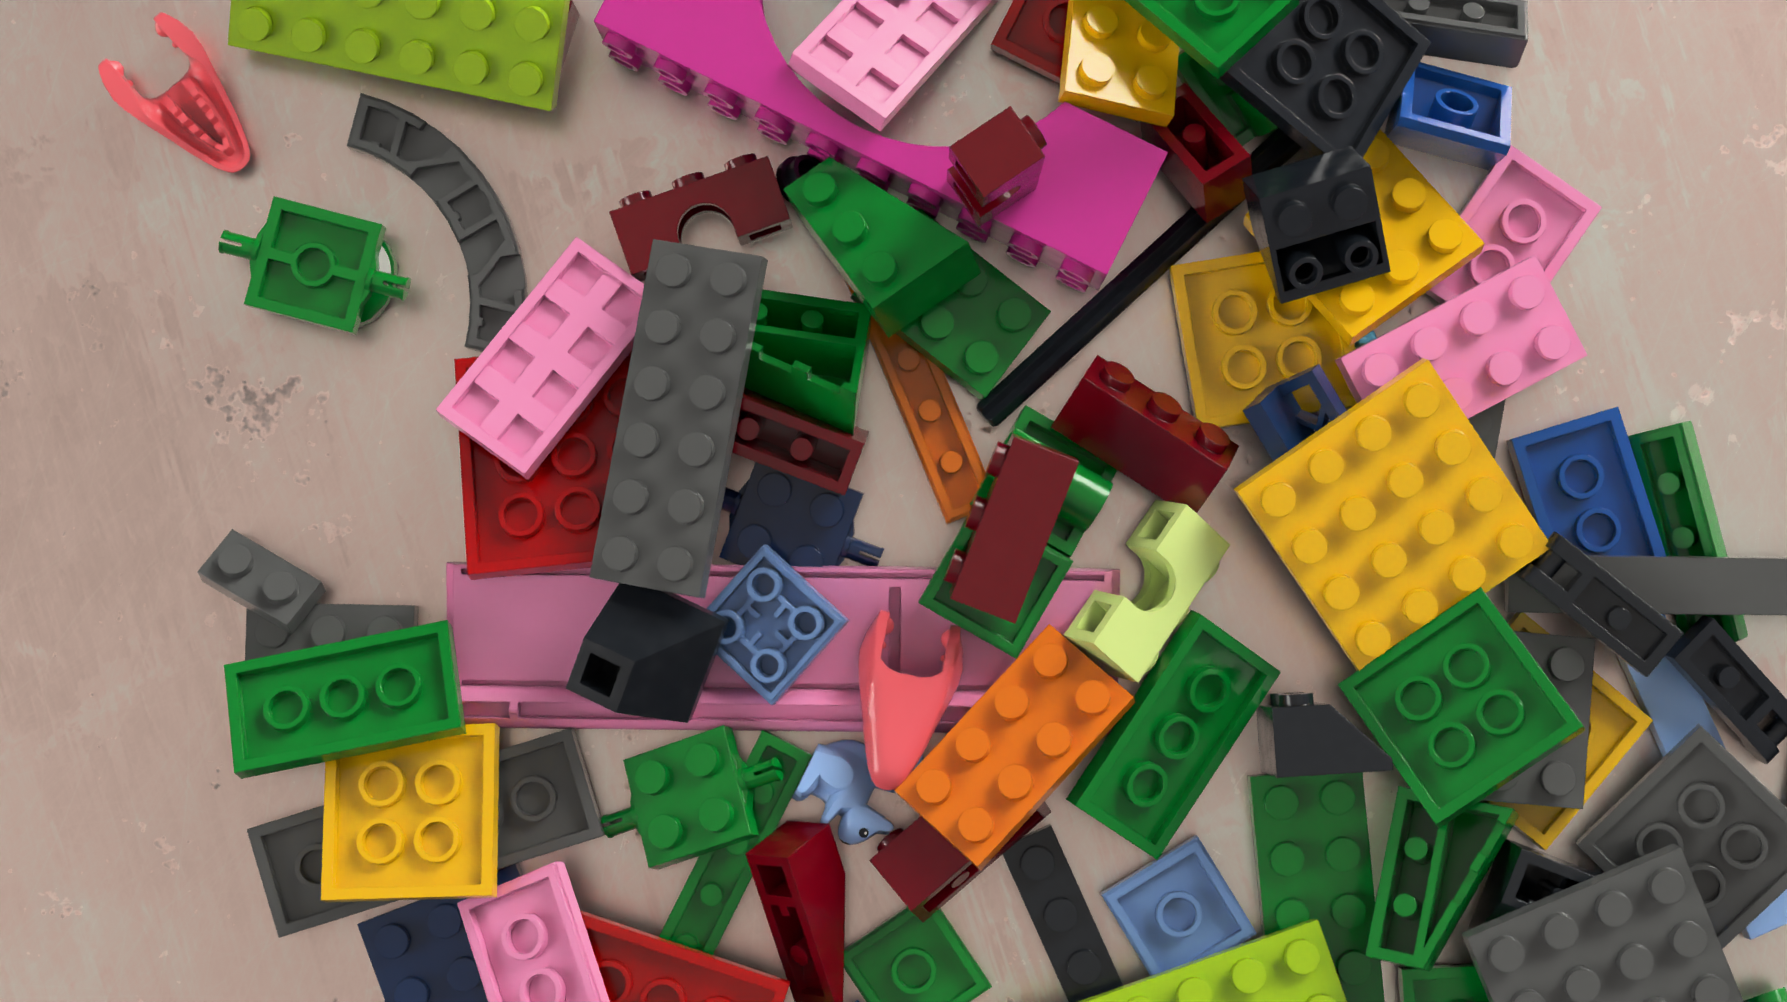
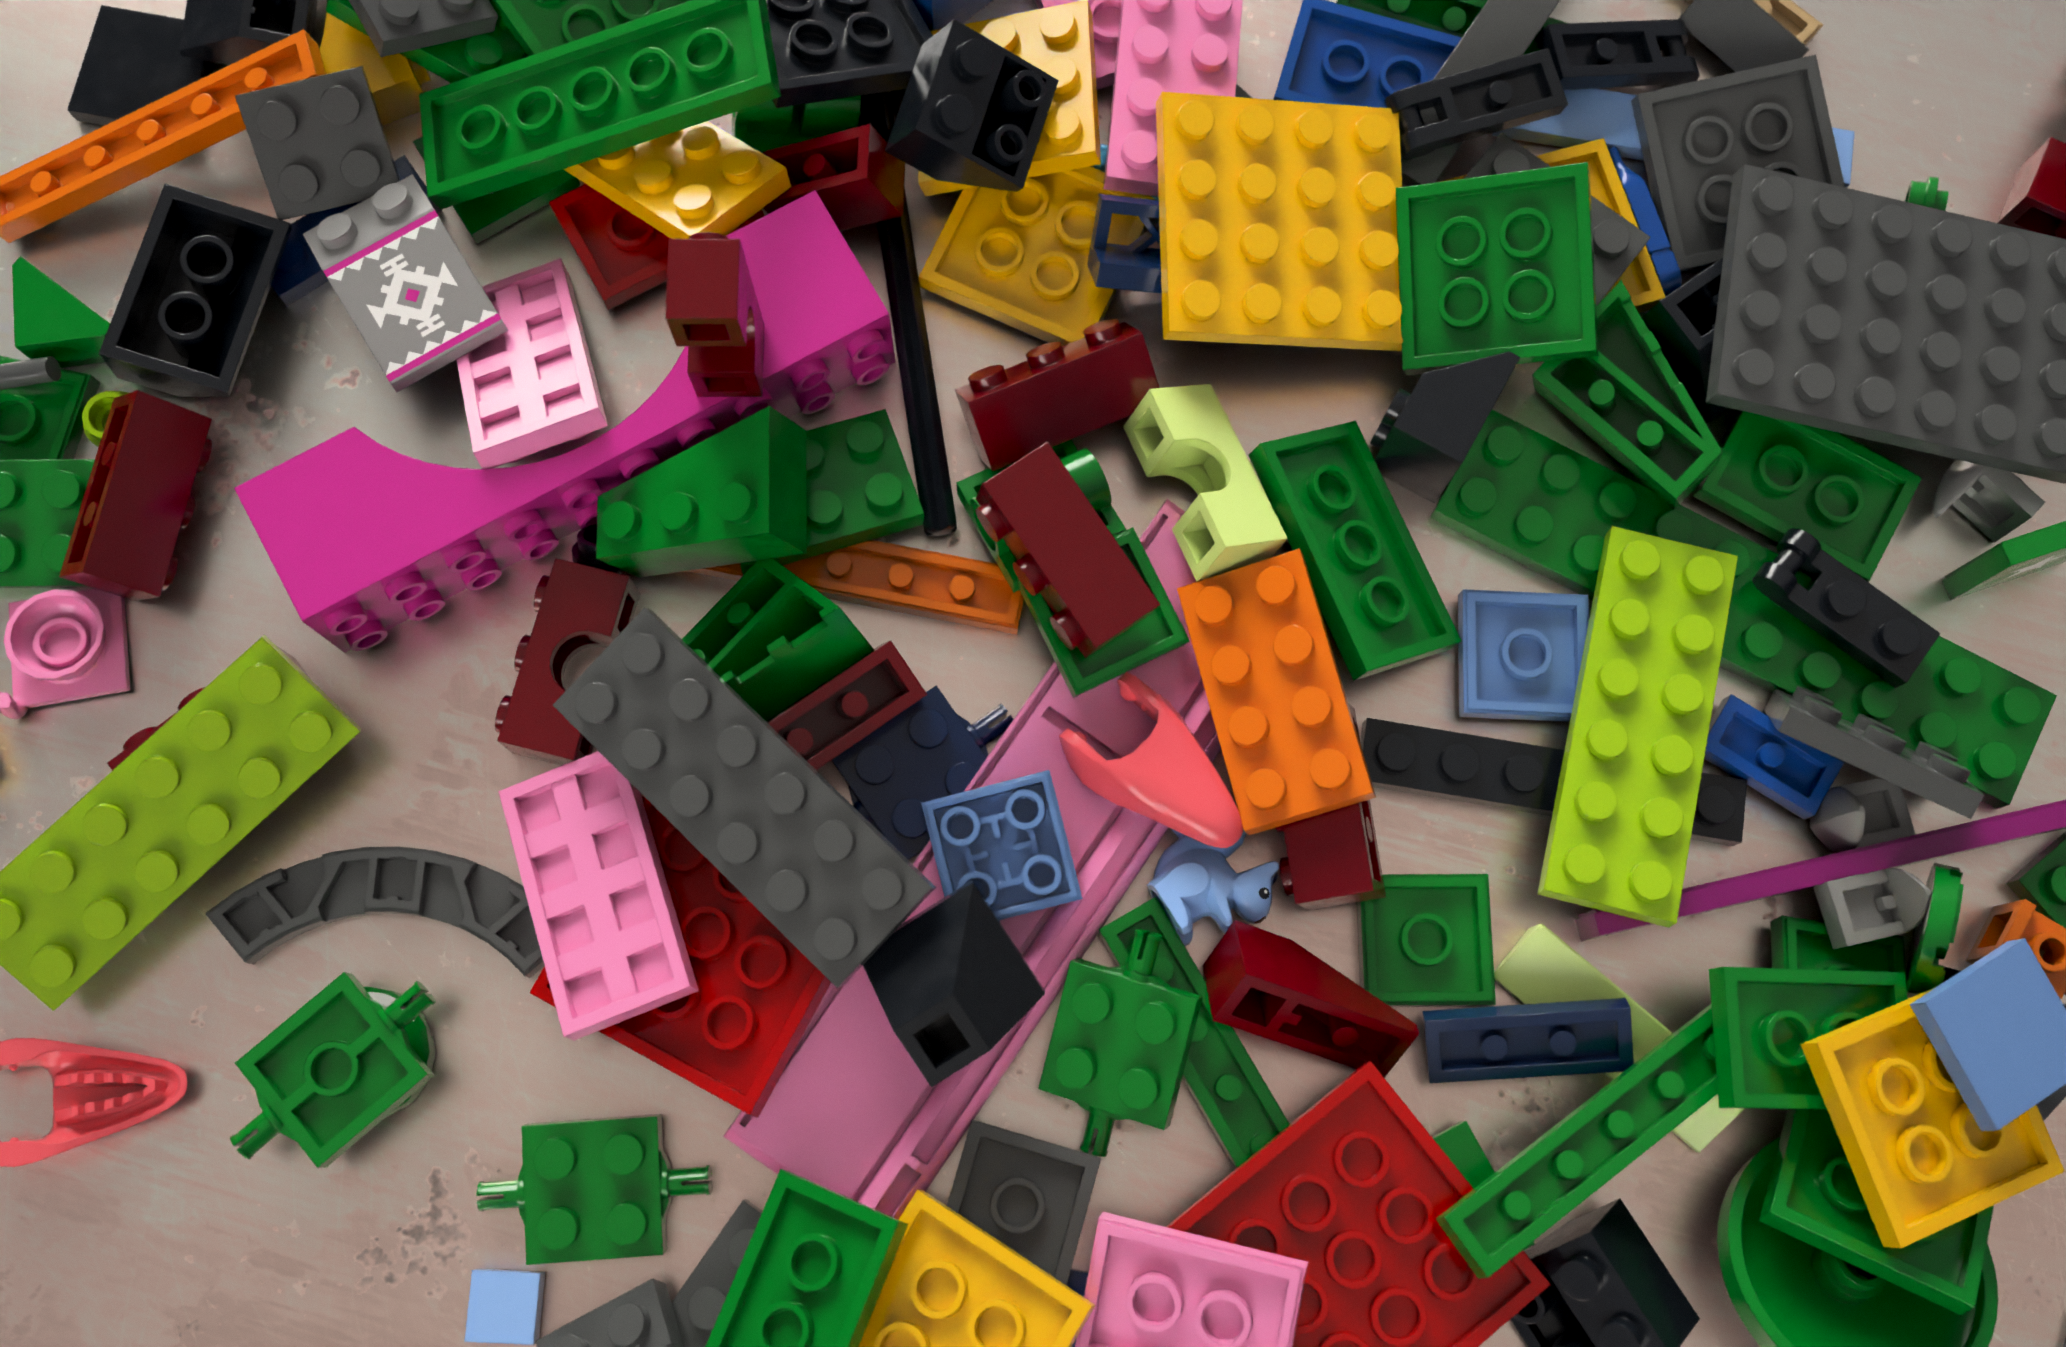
camera: 65 degrees left, 10 degrees down
(241, 492) = (505, 1306): none -> light blue tile
(355, 497) = (594, 1189): none -> green plate
(1602, 798) = (1650, 223): none -> blue piece

